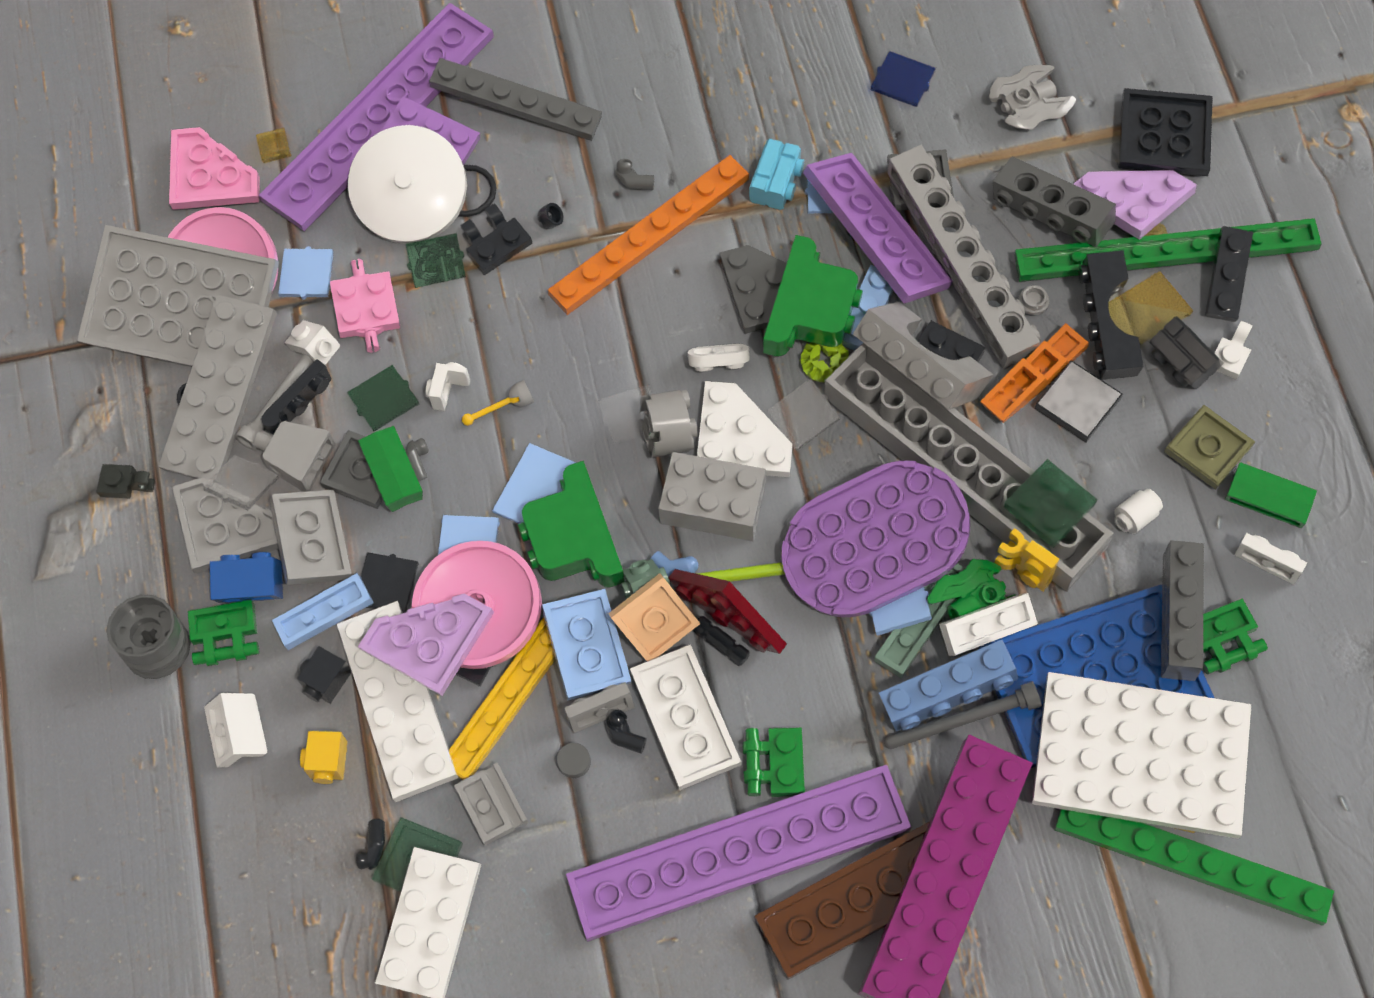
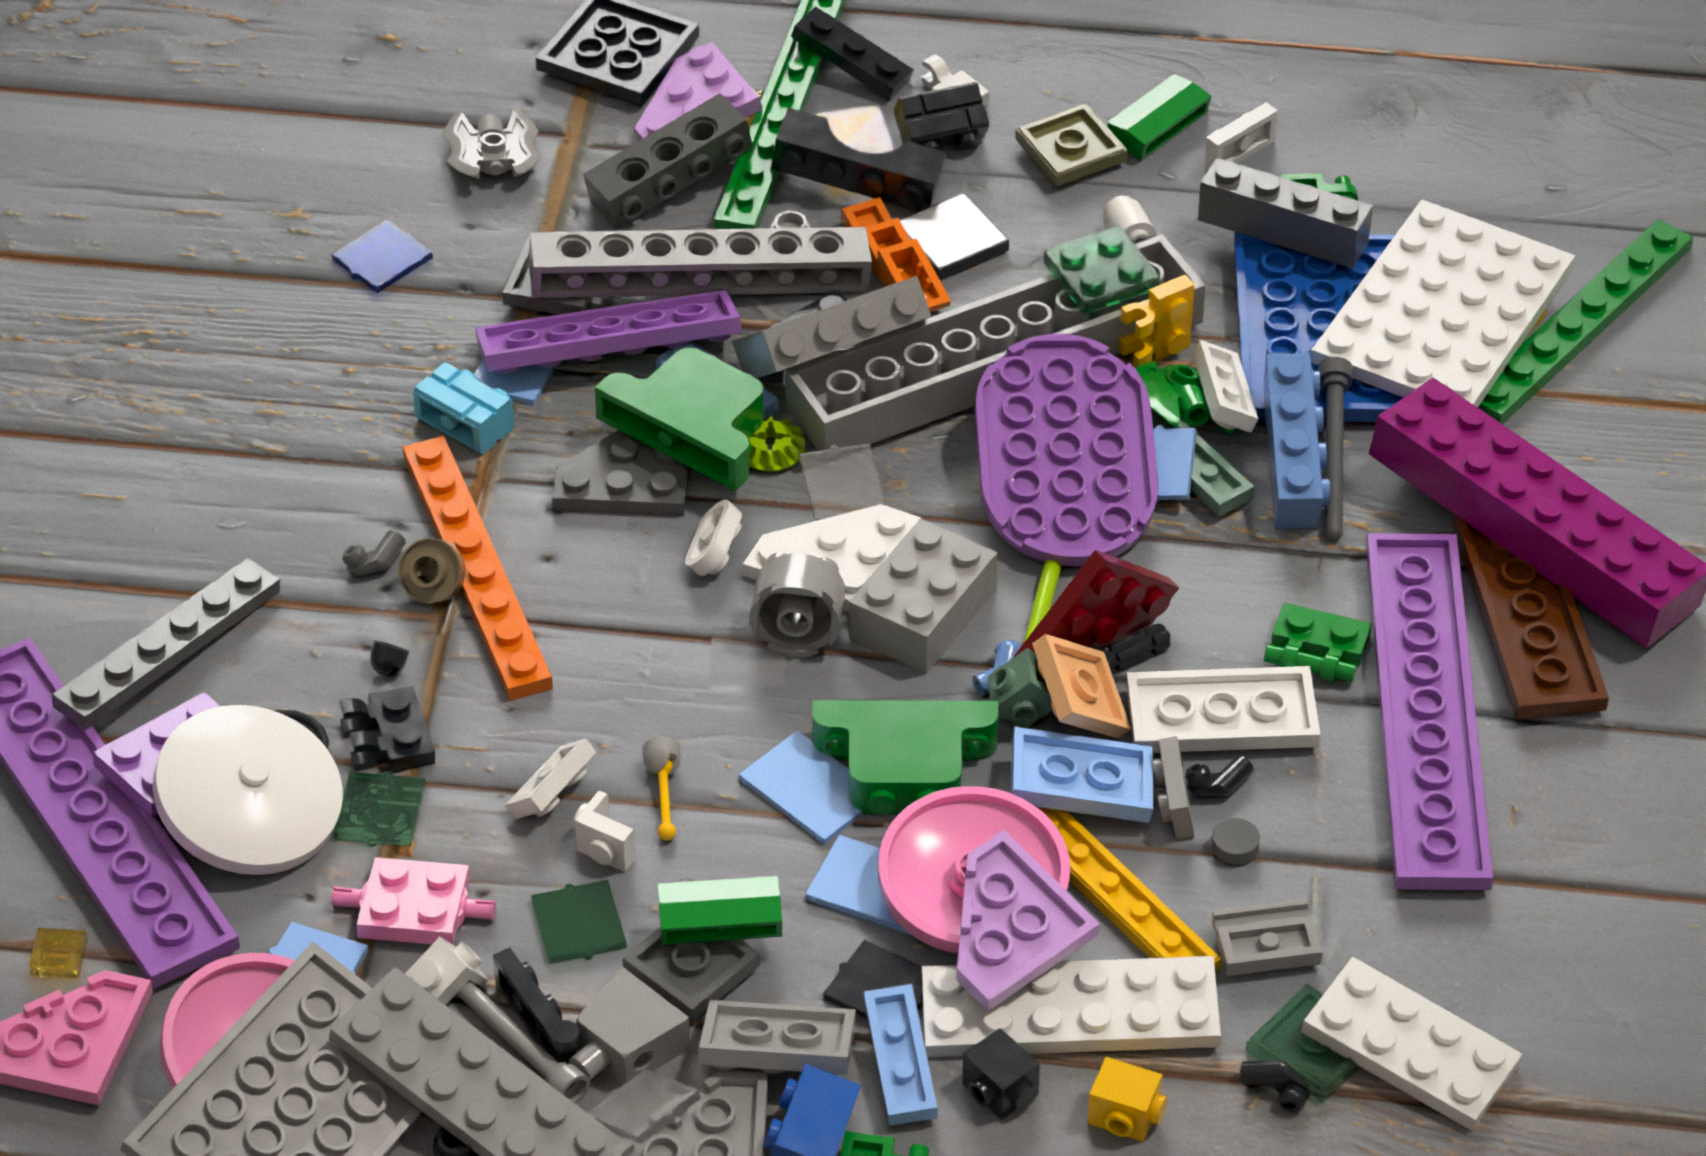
camera: 75 degrees left, 20 degrees down
(490, 342) = (559, 771): none -> white plate
(624, 210) = (431, 570): none -> dark tan plate

